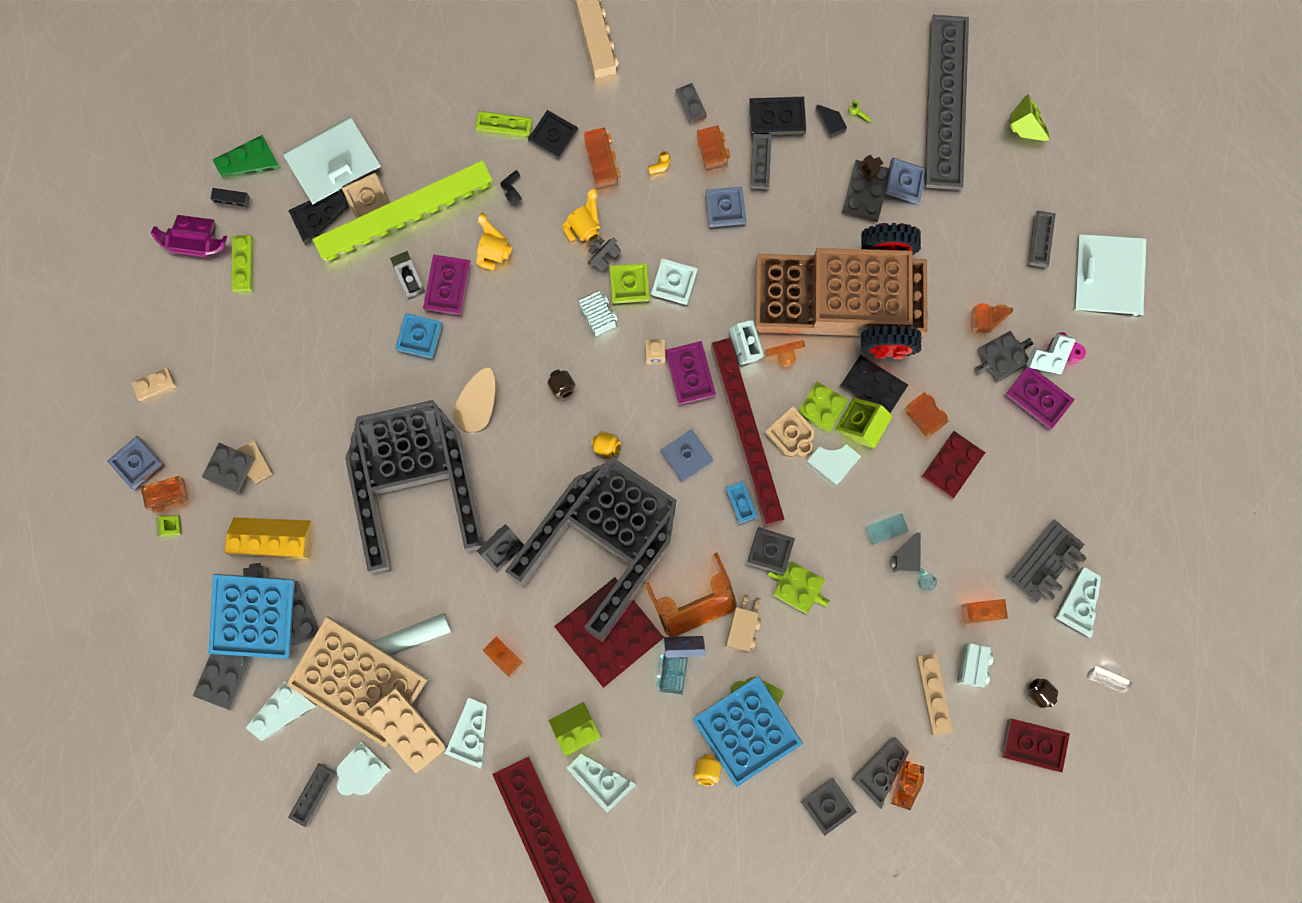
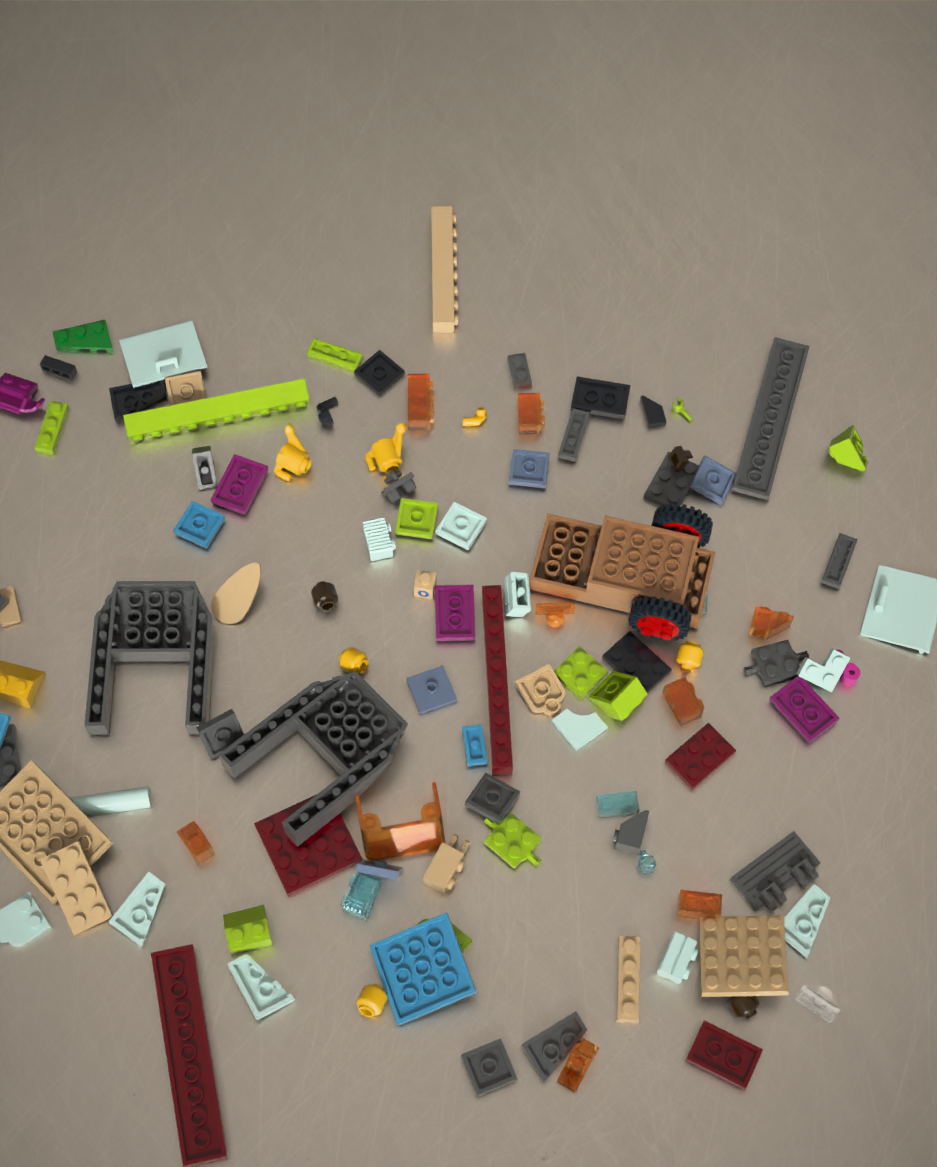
camera: 15 degrees right, 15 degrees down
(922, 368) = (689, 655): none -> yellow head
(1036, 652) = (743, 956): none -> tan plate

